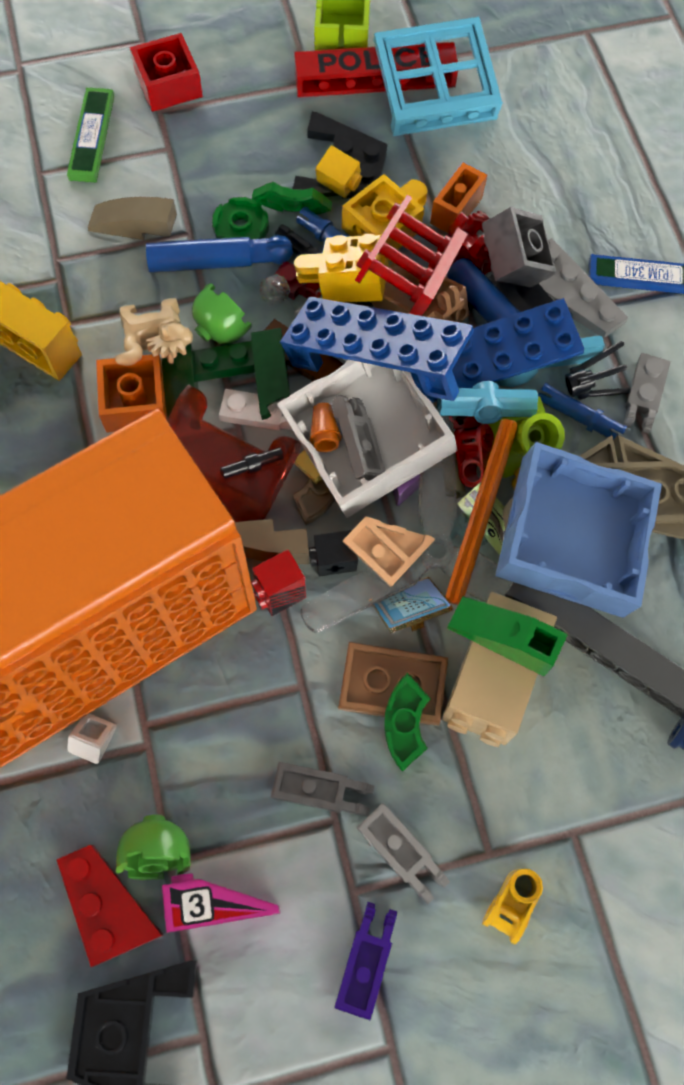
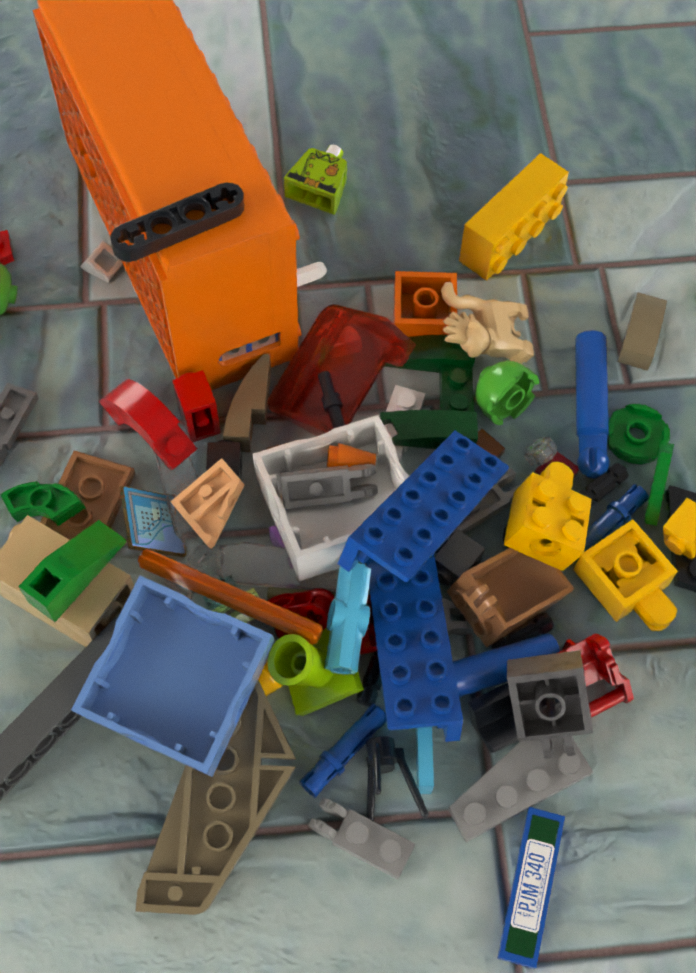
camera: 100 degrees right, 5 degrees down
(171, 517) = (175, 217): none -> black beam
(297, 633) = (148, 416): none -> red arch
(438, 262) = (509, 580): red fence -> none
(458, 196) = (649, 661): orange brick -> none

